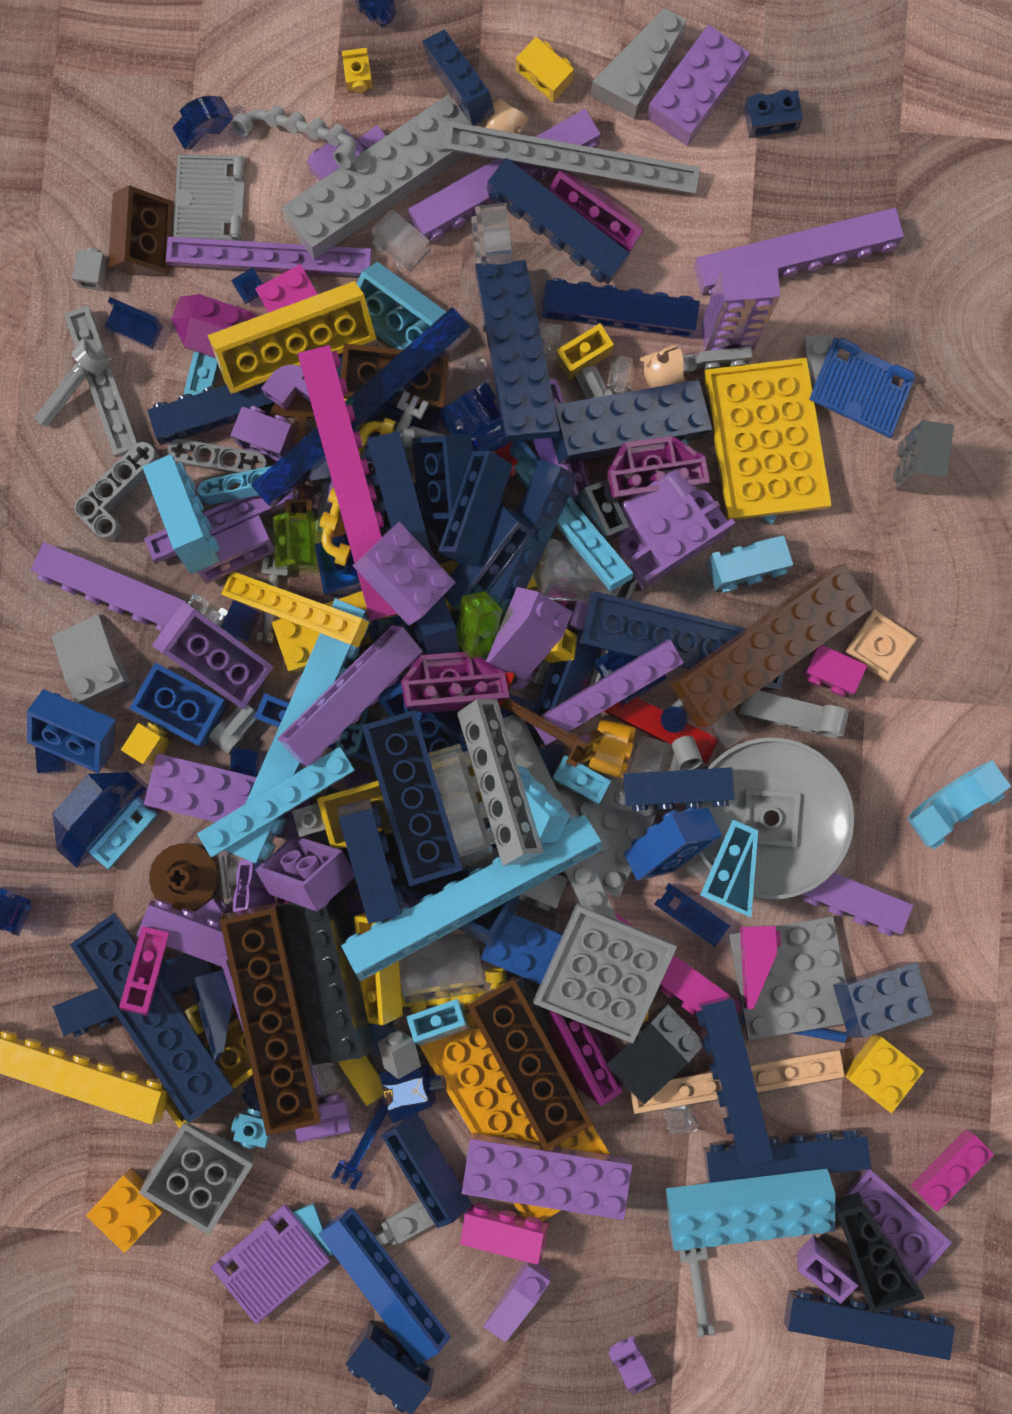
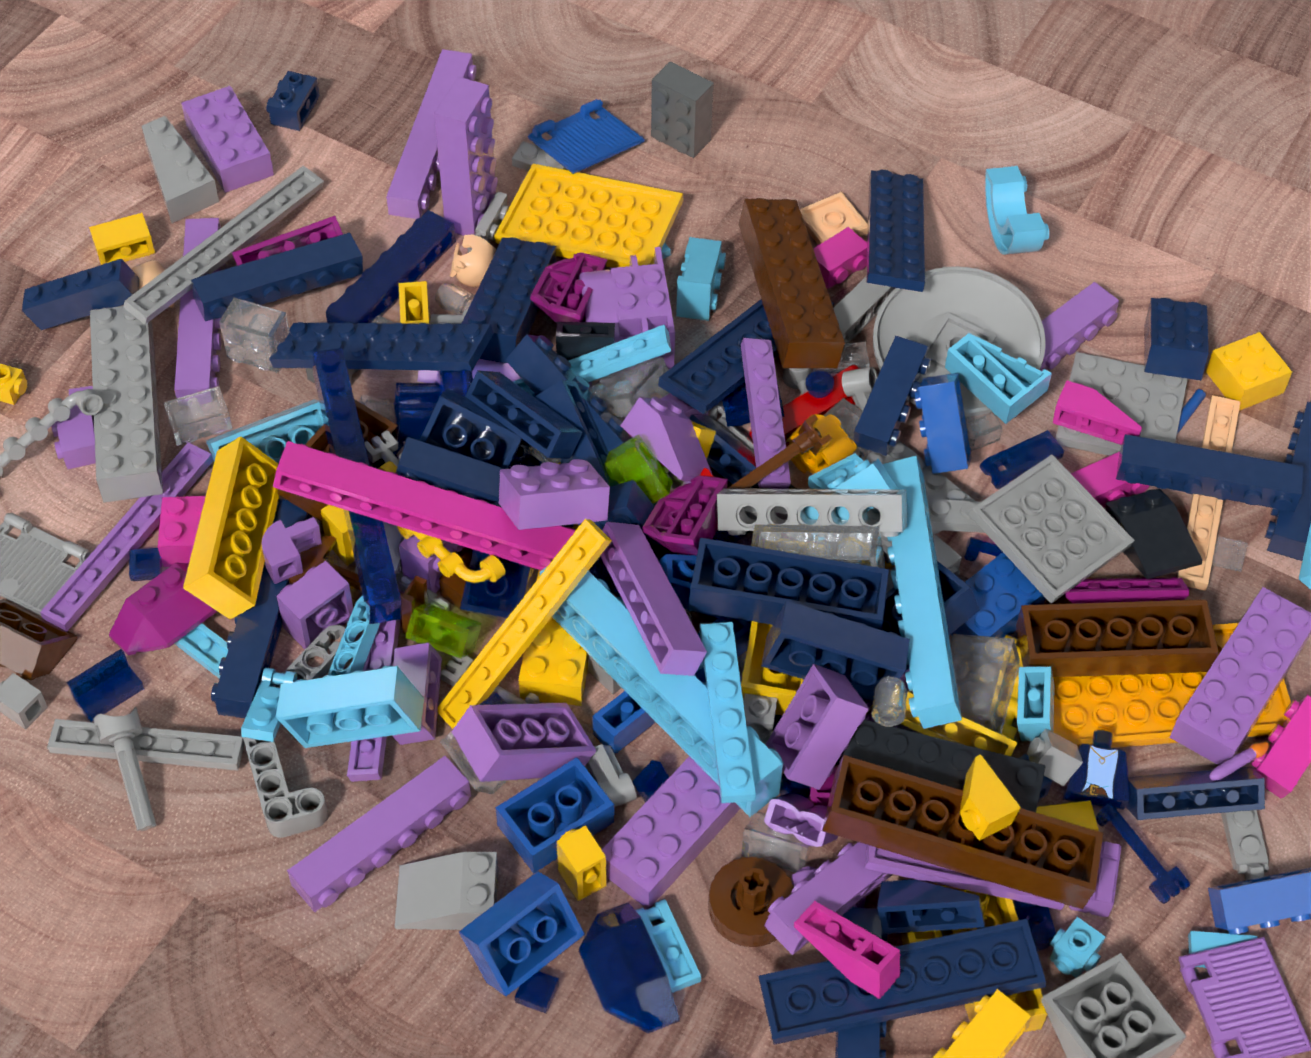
camera: 70 degrees left, 30 degrees down
(150, 451) = (261, 717): none -> medium azure plate
(285, 1029) = (986, 801): none -> yellow slope
(347, 920) = (889, 702): none -> clear brick
(462, 1199) = (1254, 751): none -> medium lavender piece
(873, 711) = (896, 231): none -> dark blue plate

